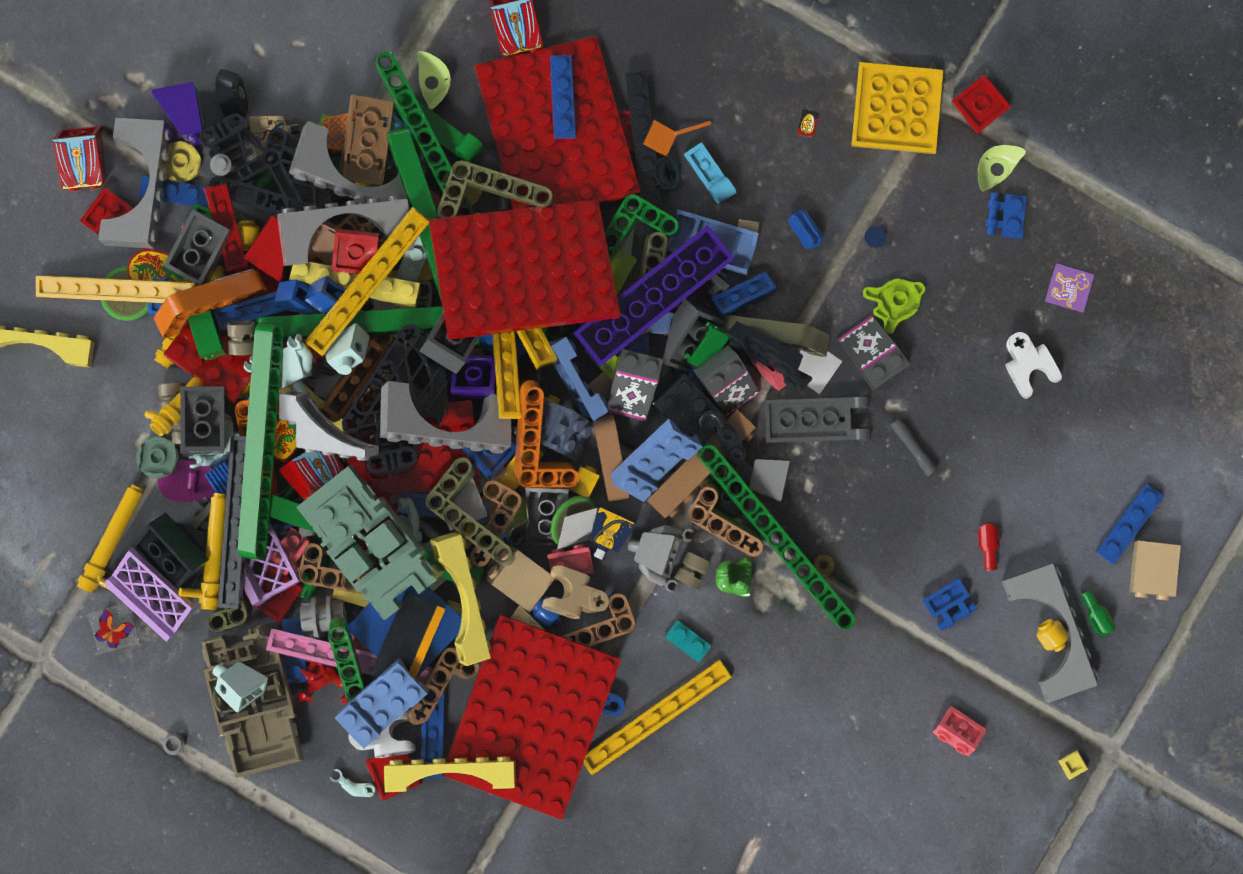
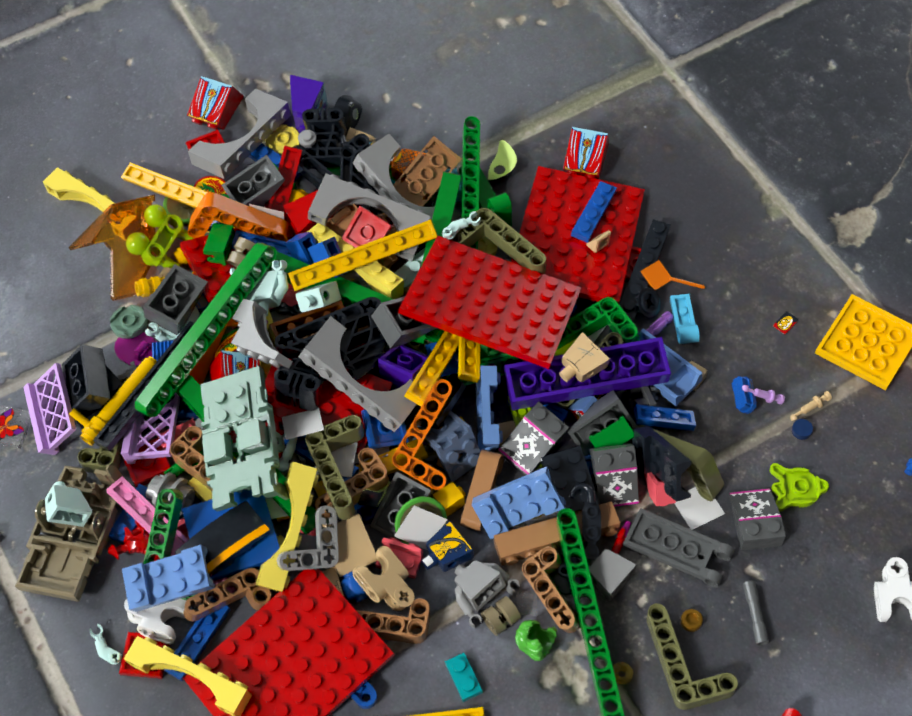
camera: 30 degrees right, 25 degrees down
(96, 567) = (29, 373): yellow cylinder -> none
(108, 379) = (112, 229): none -> clear orange windscreen
(135, 355) = (139, 244): none -> lime piece
(413, 490) = (302, 424): none -> white sticker
(441, 200) = (454, 227): none -> light aqua arm
(503, 605) = (319, 553): none -> light grey beam
(586, 133) = (599, 242): none -> tan slope
(647, 292) = (583, 360): none -> tan torso
(687, 191) = (660, 323): none -> medium lavender axle
(760, 431) = (621, 537): none -> red piece
(830, 219) = (769, 395): none -> lavender piece
(860, 483) = (691, 620): none -> pearl gold tile
(869, 532) = (678, 665): none -> olive beam
(876, 201) = (816, 402): none -> tan piece

